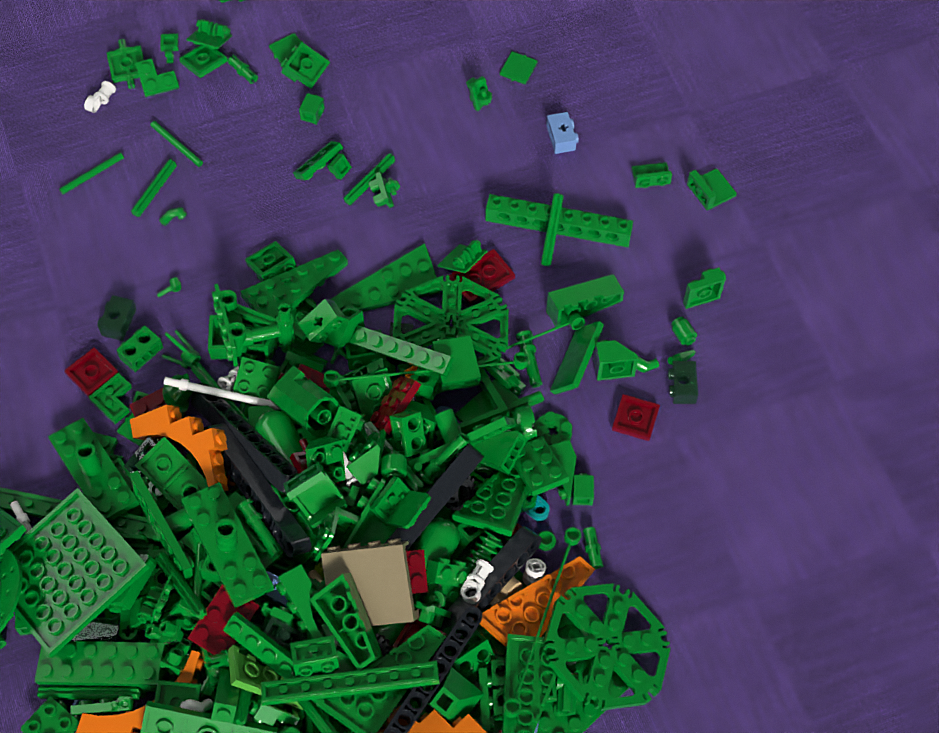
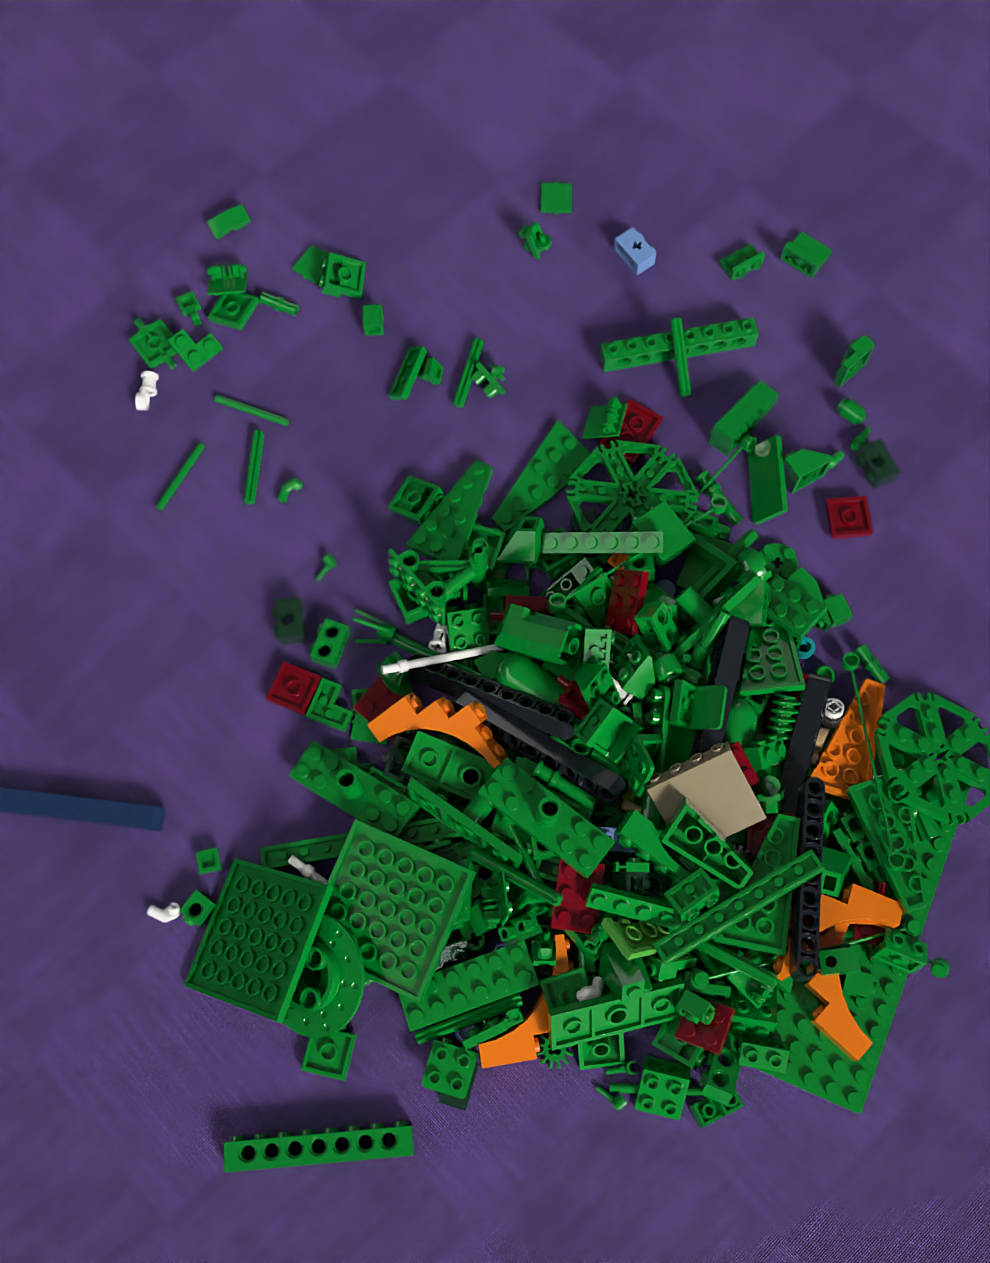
camera: 20 degrees left, 10 degrees up
(322, 321) = (499, 549): green brick -> none
(476, 581) = (795, 749): white connector -> none

